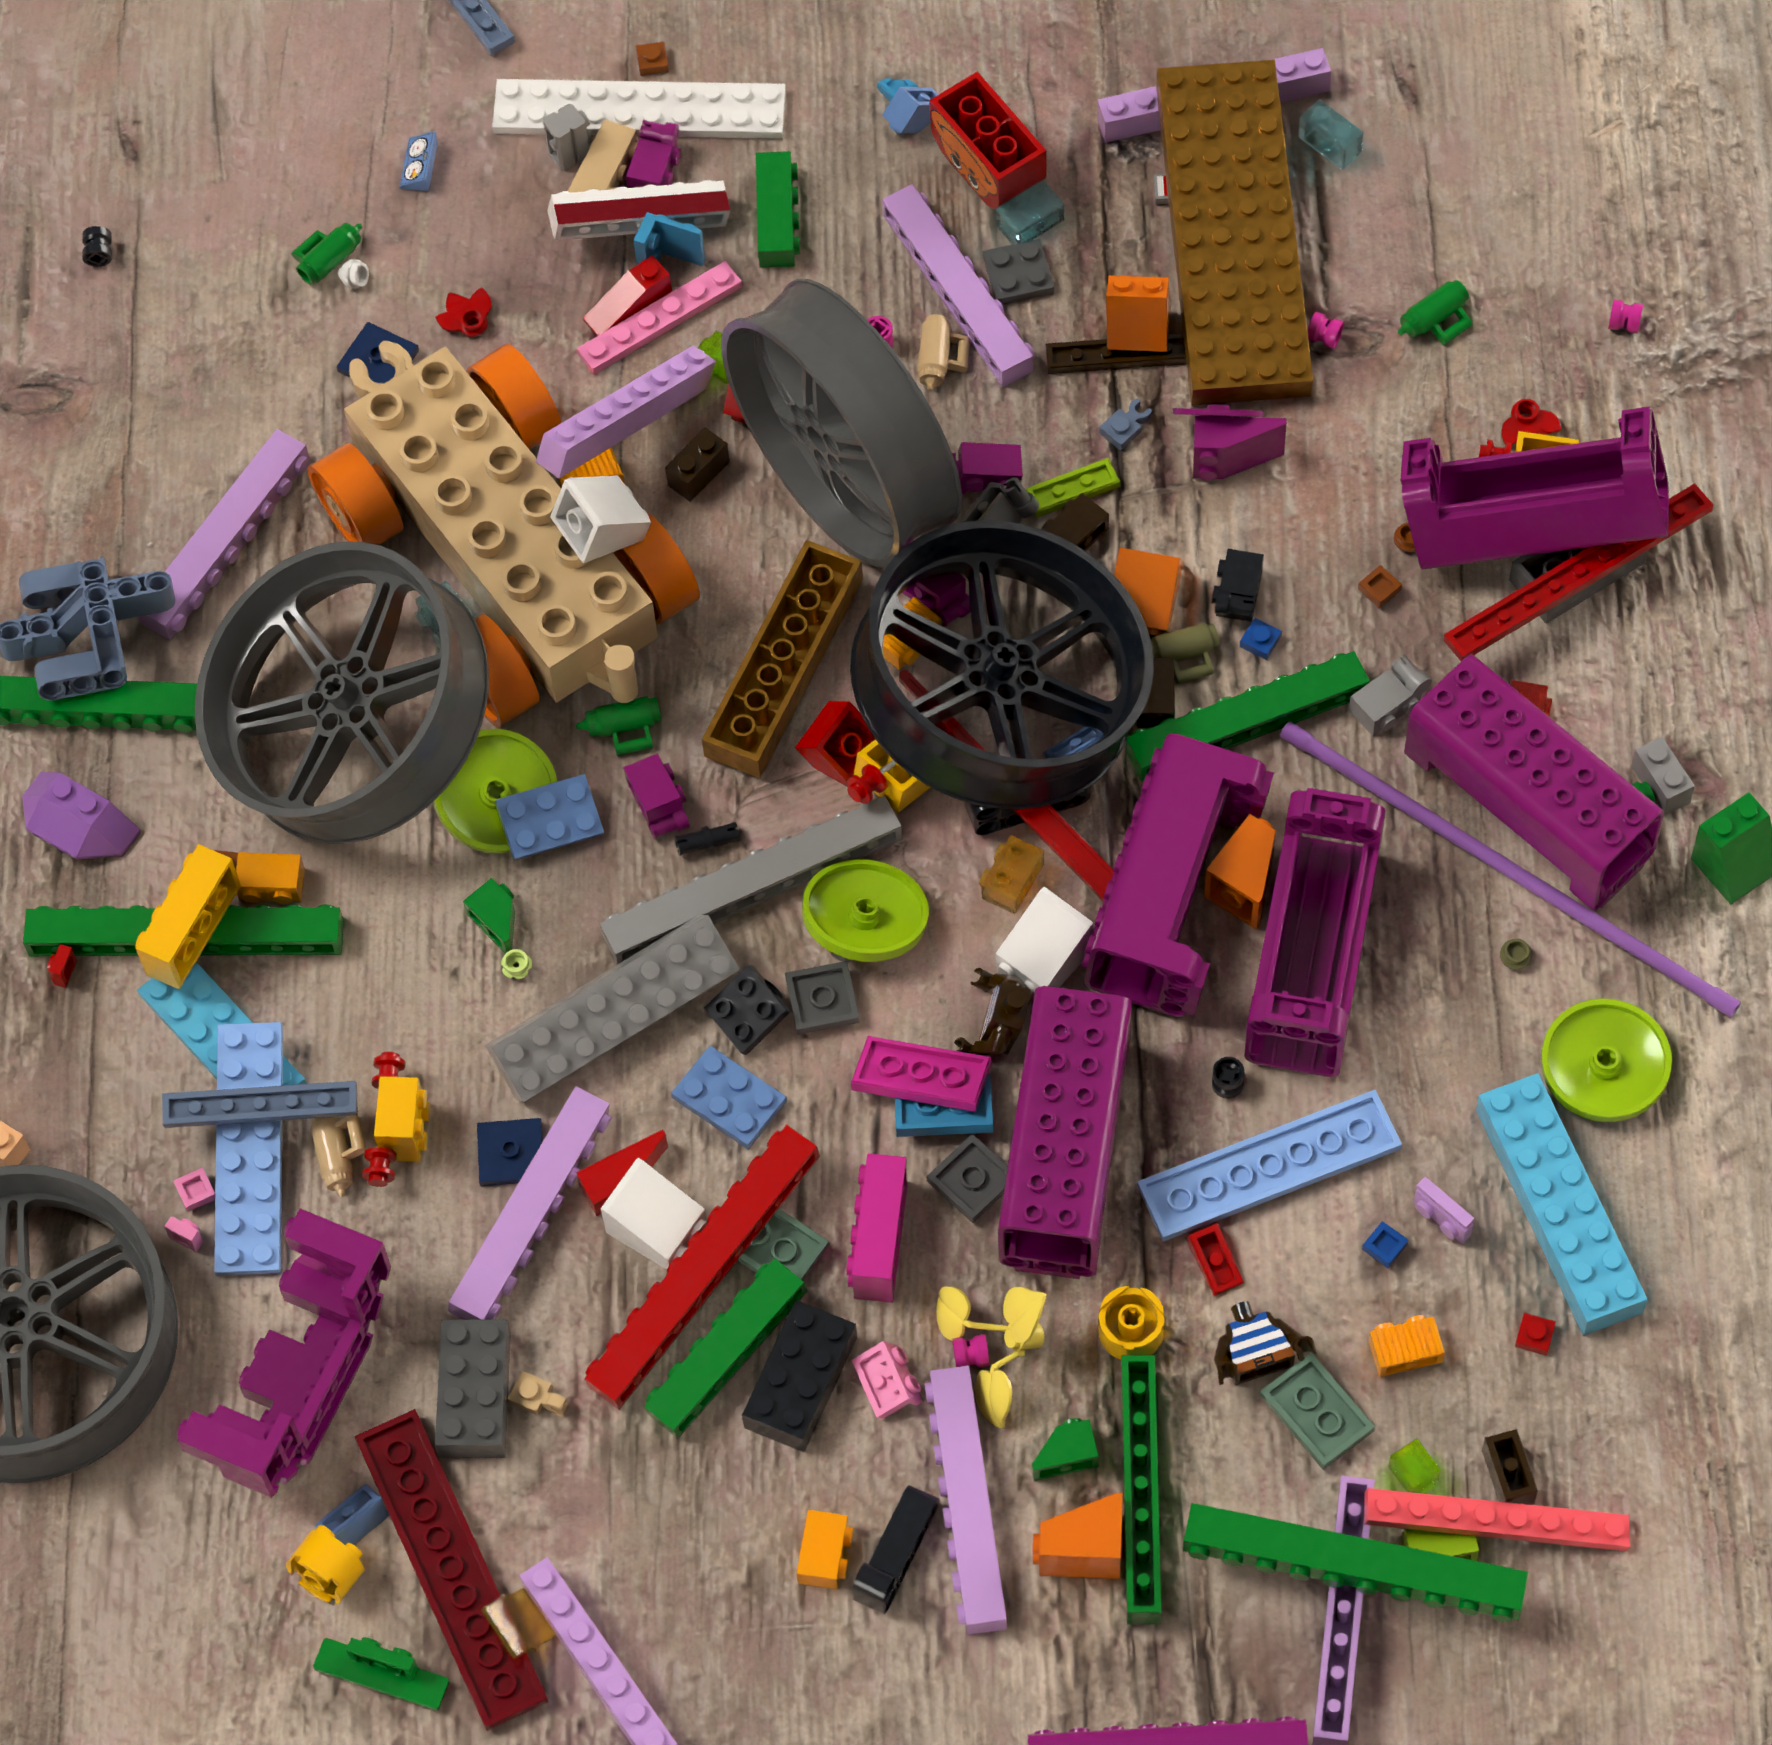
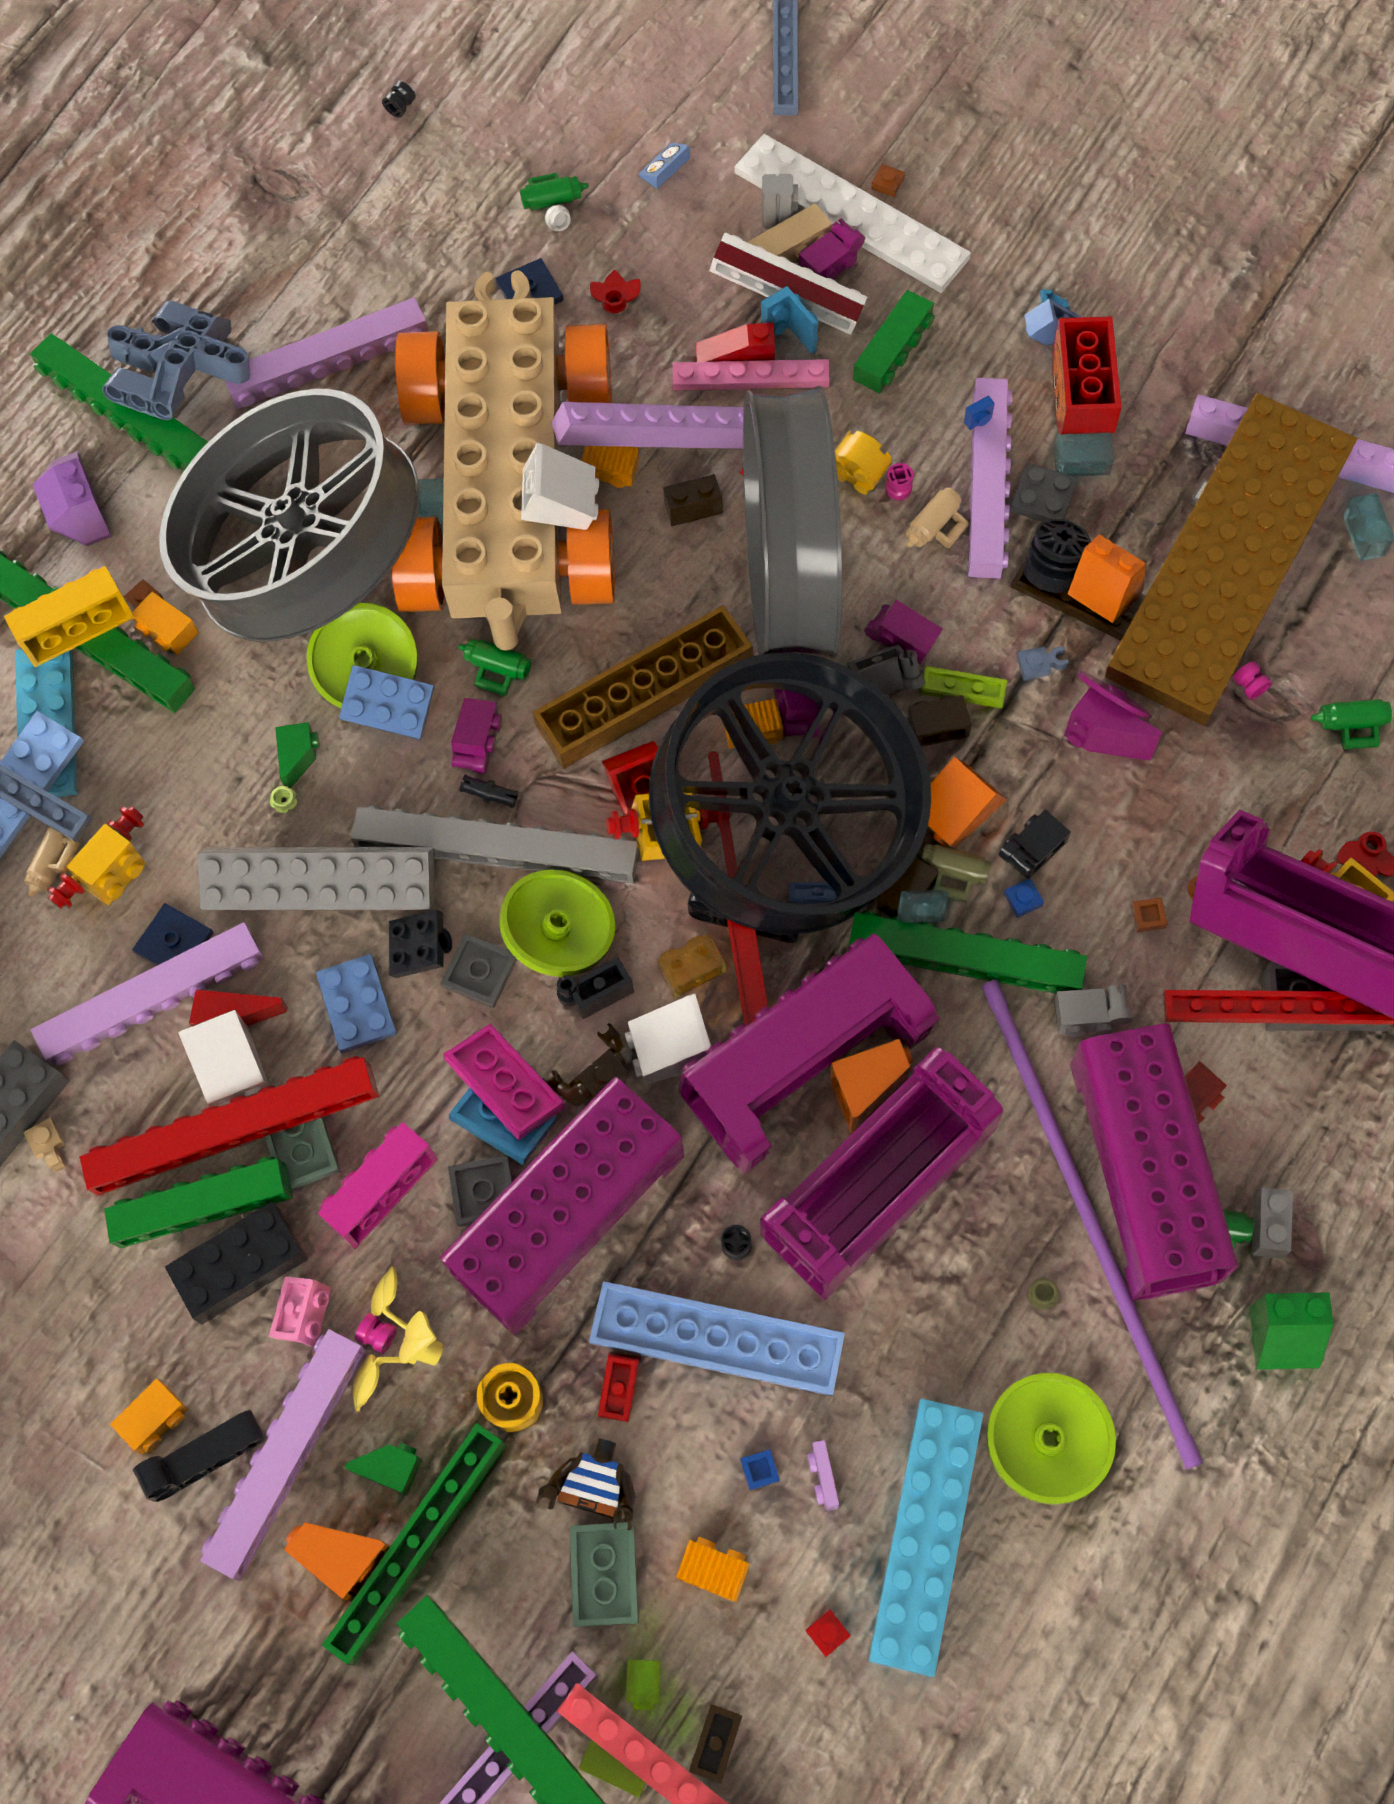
camera: 35 degrees right, 5 degrees up
(913, 229) = (979, 413): none -> blue plate
(943, 946) = (596, 989): none -> black hinge
(1076, 319) = (1055, 554): none -> black wheel
(1182, 695) = (922, 906): none -> clear light blue plate

